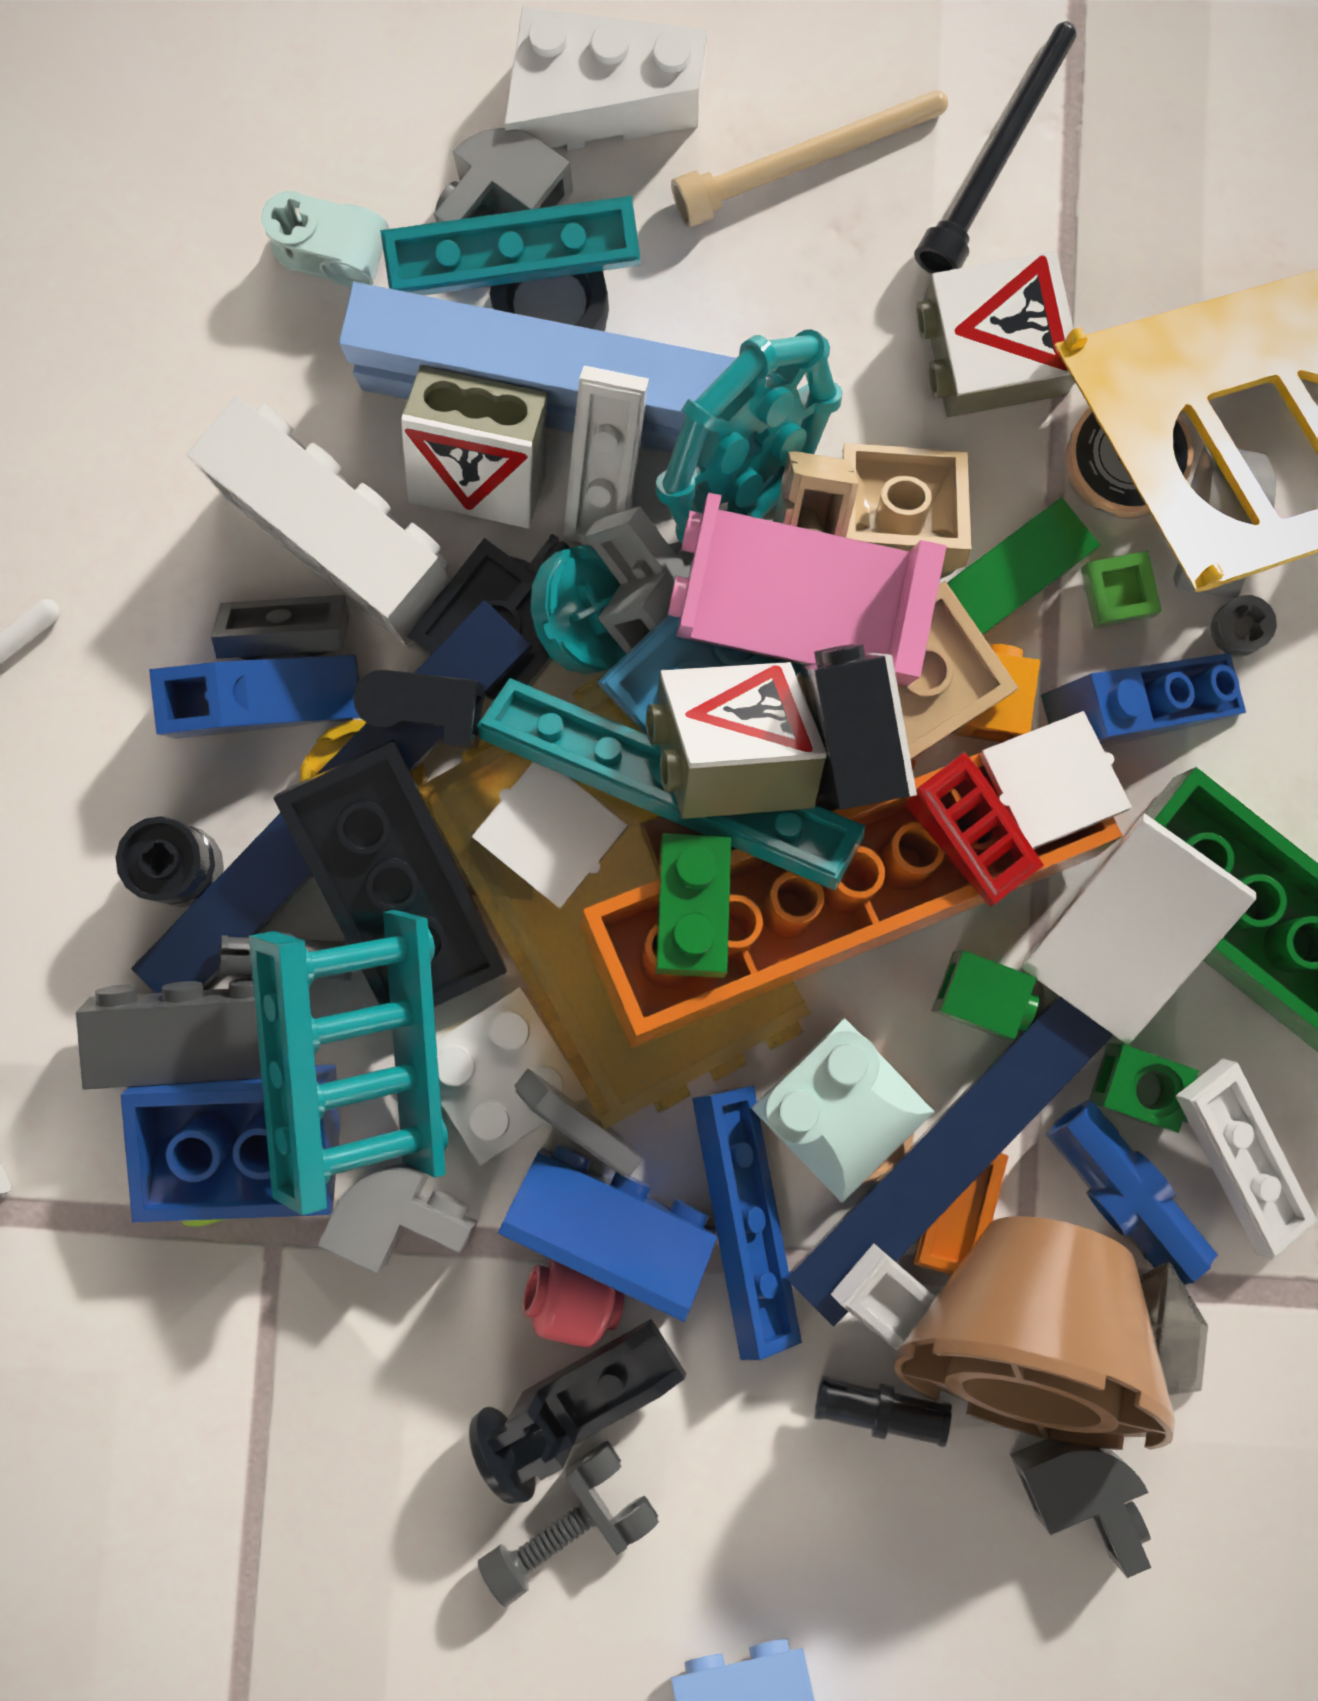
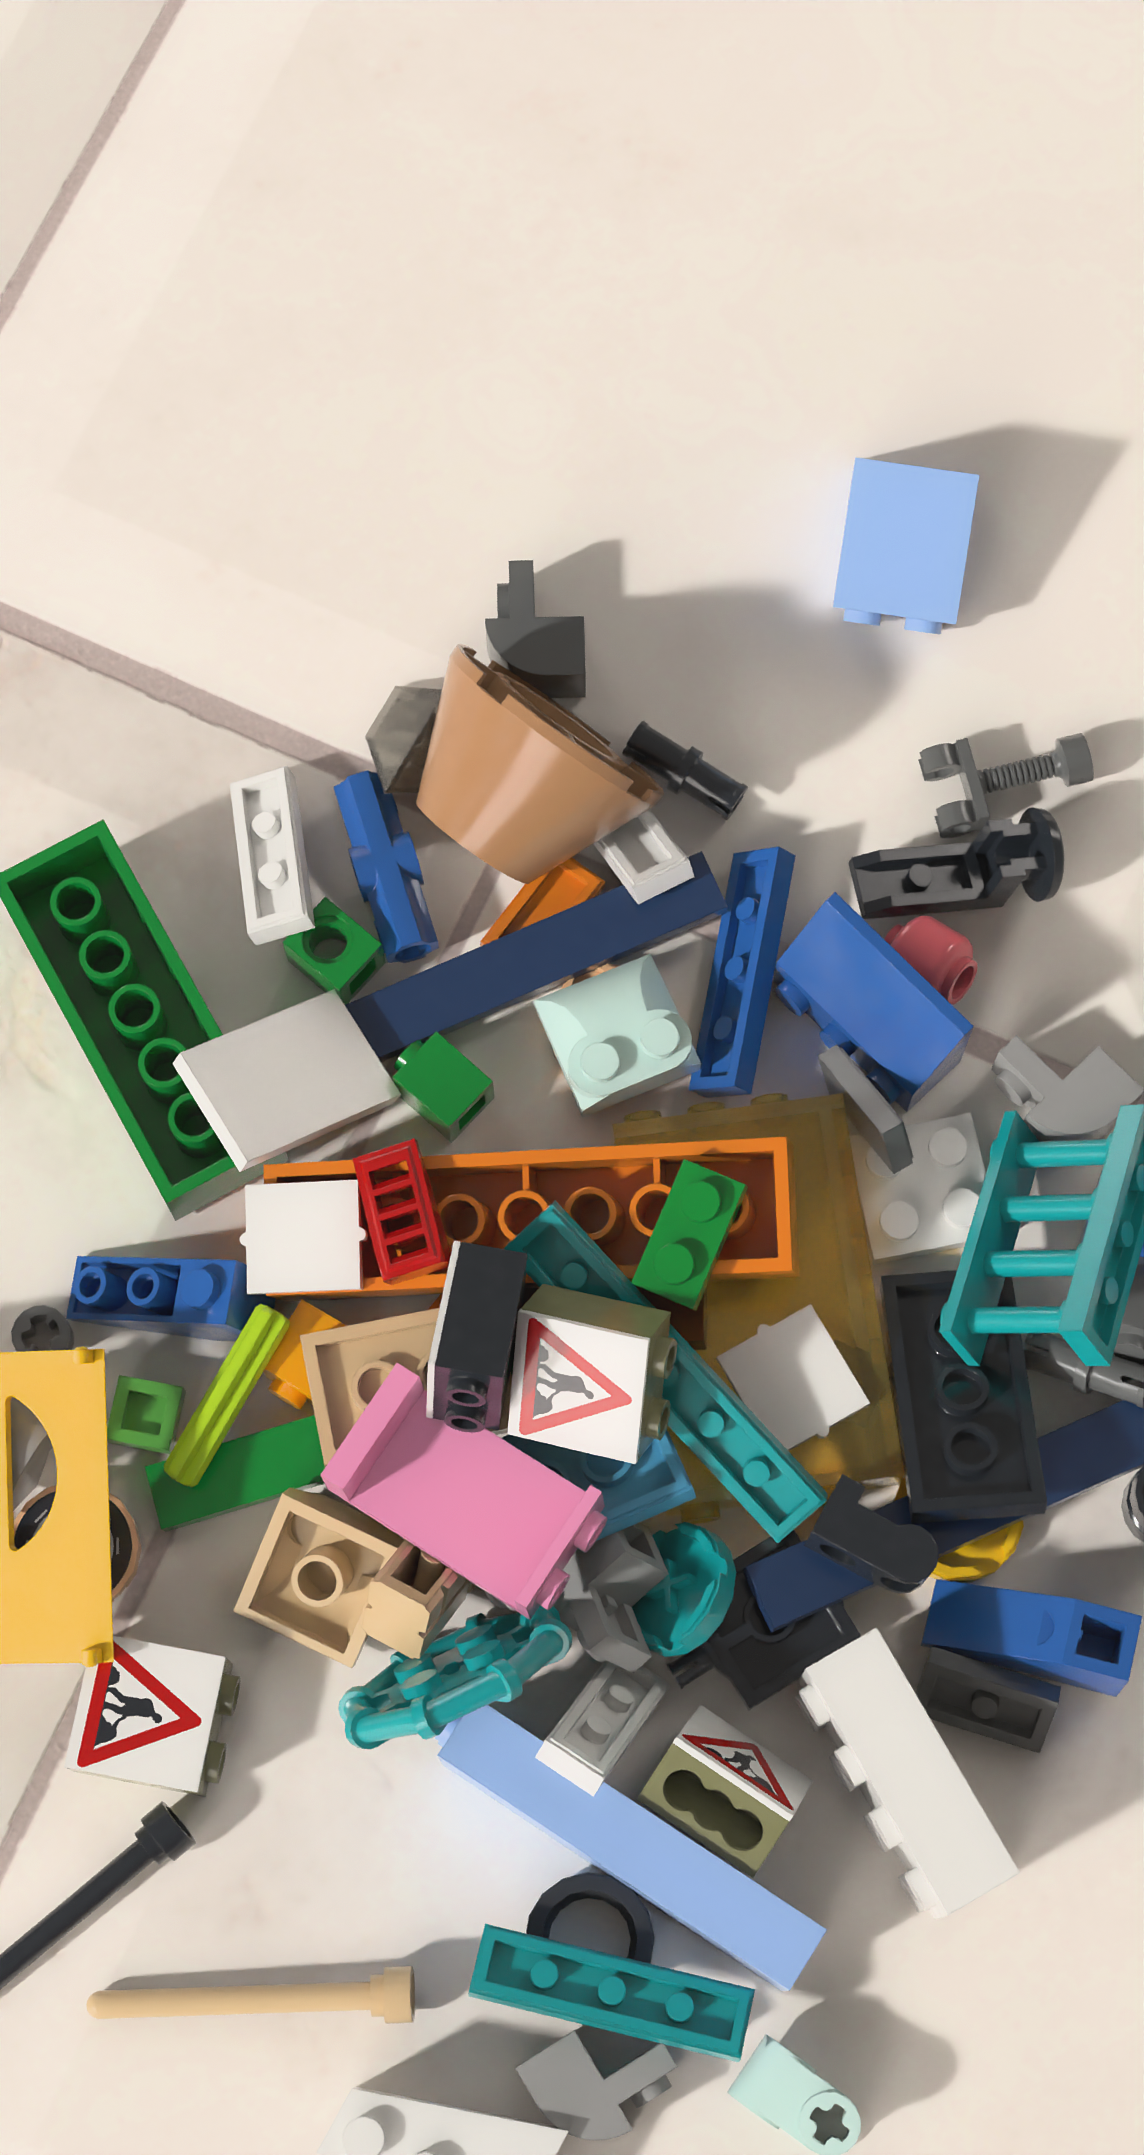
camera: 160 degrees left, 10 degrees down
(1058, 622) = (226, 1395): none -> lime axle

